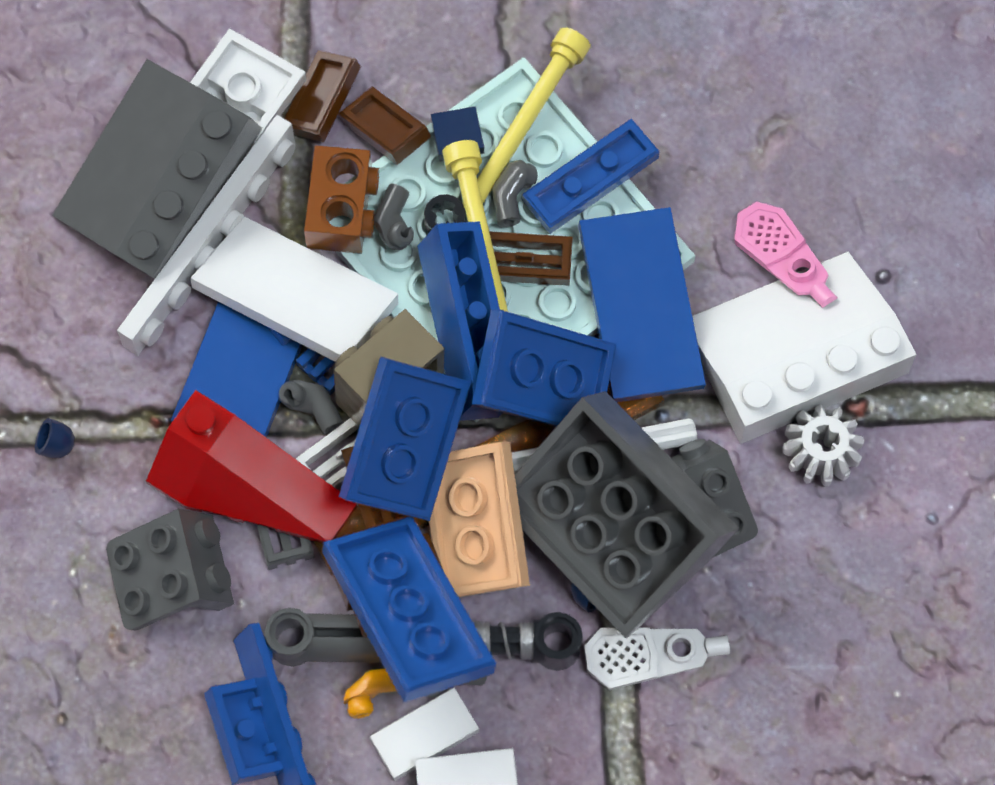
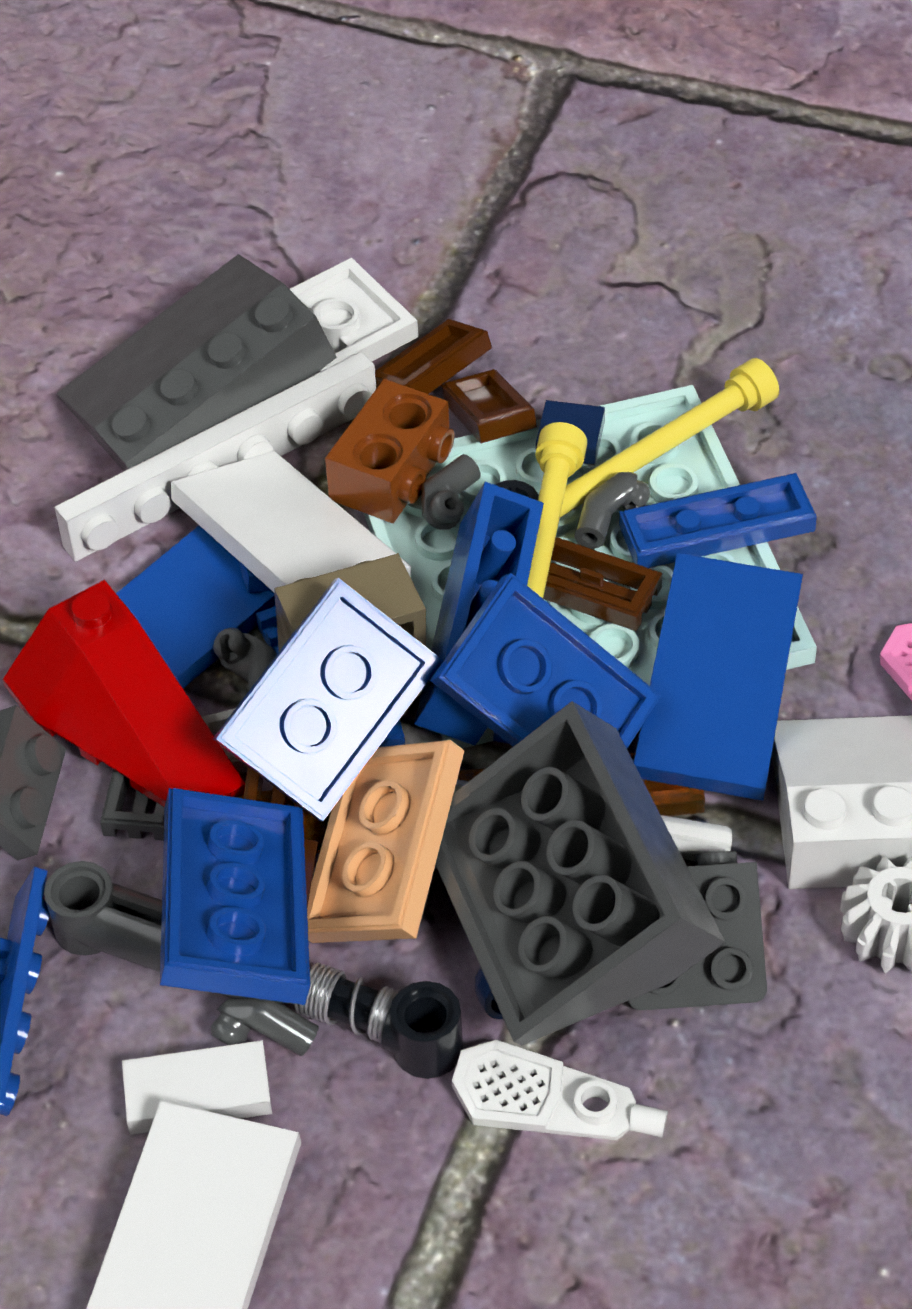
camera: 25 degrees right, 20 degrees down
(359, 694) = (153, 1002): light orange arm -> none

